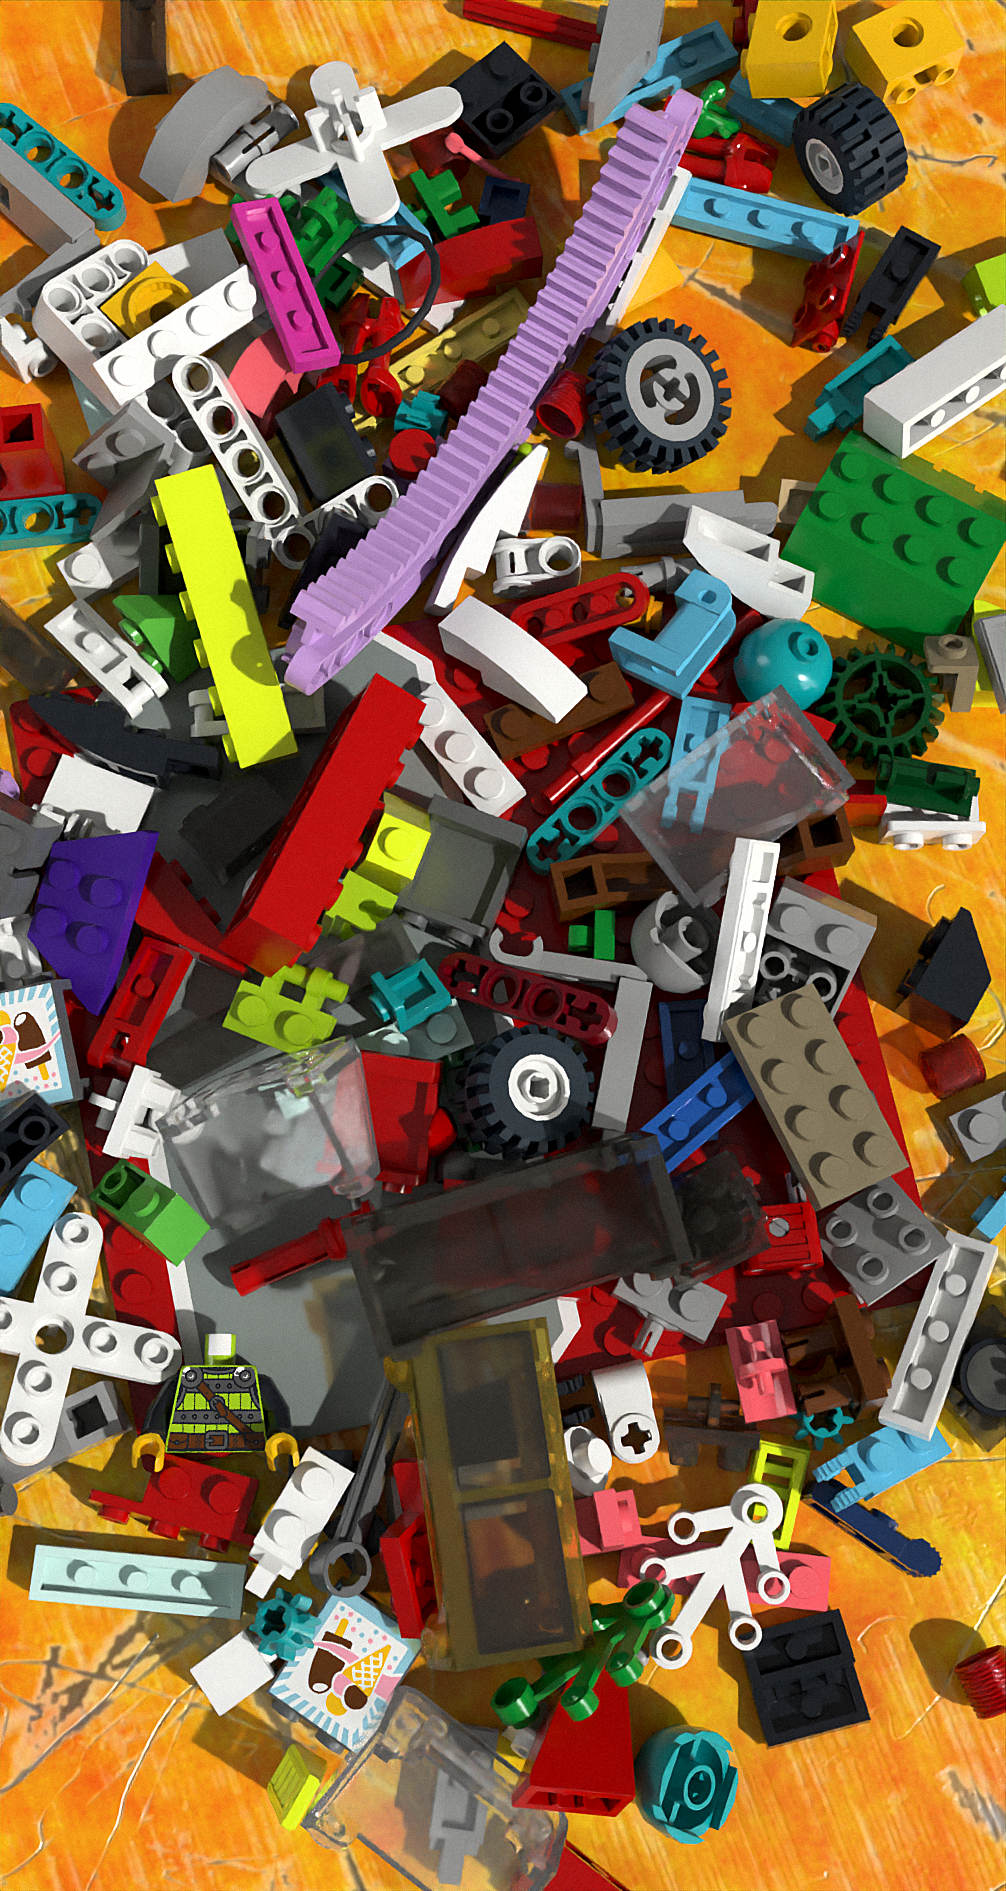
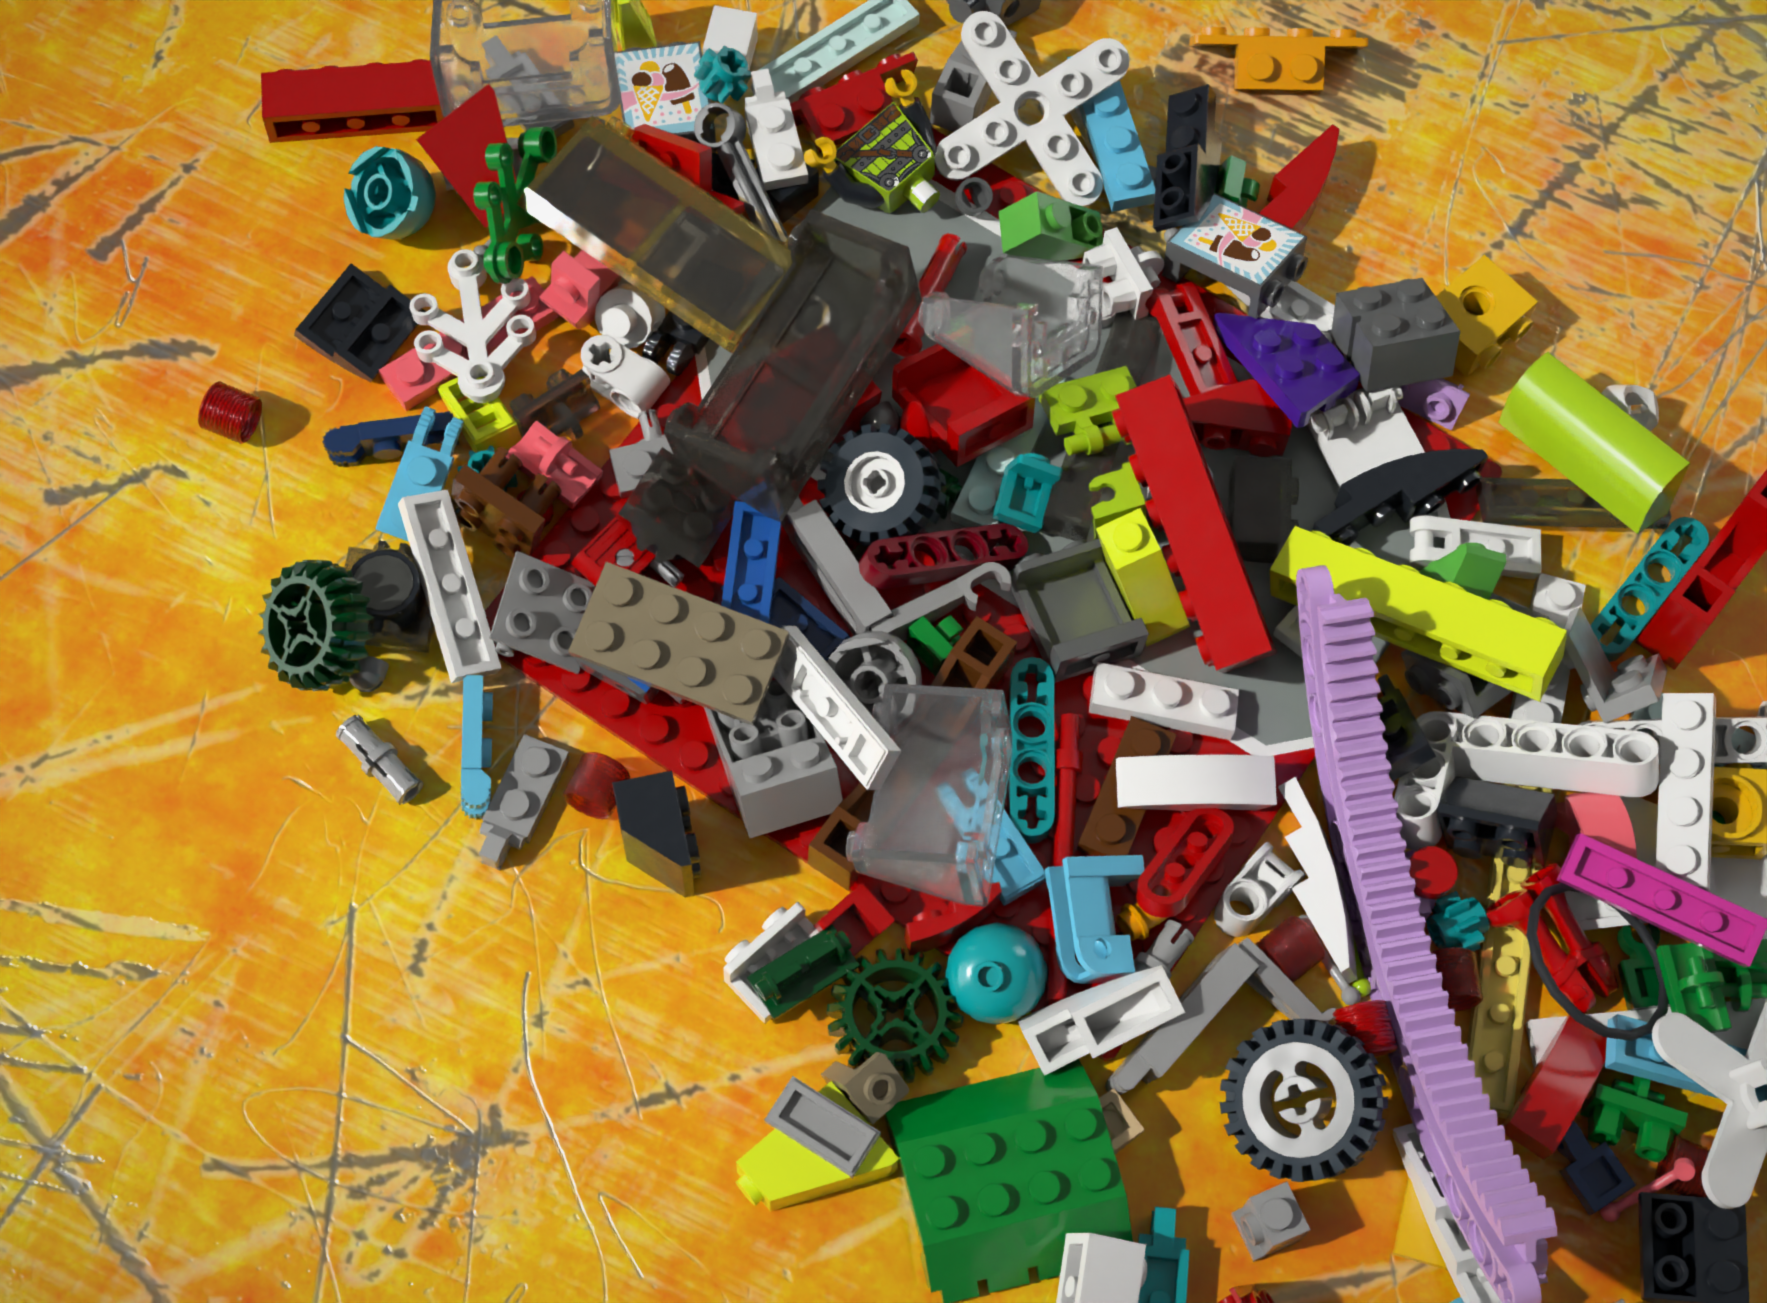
camera: 135 degrees right, 10 degrees down
(168, 1304) = (980, 193): none -> dark grey hinge
(750, 358) = (1270, 1221): none -> light grey brick

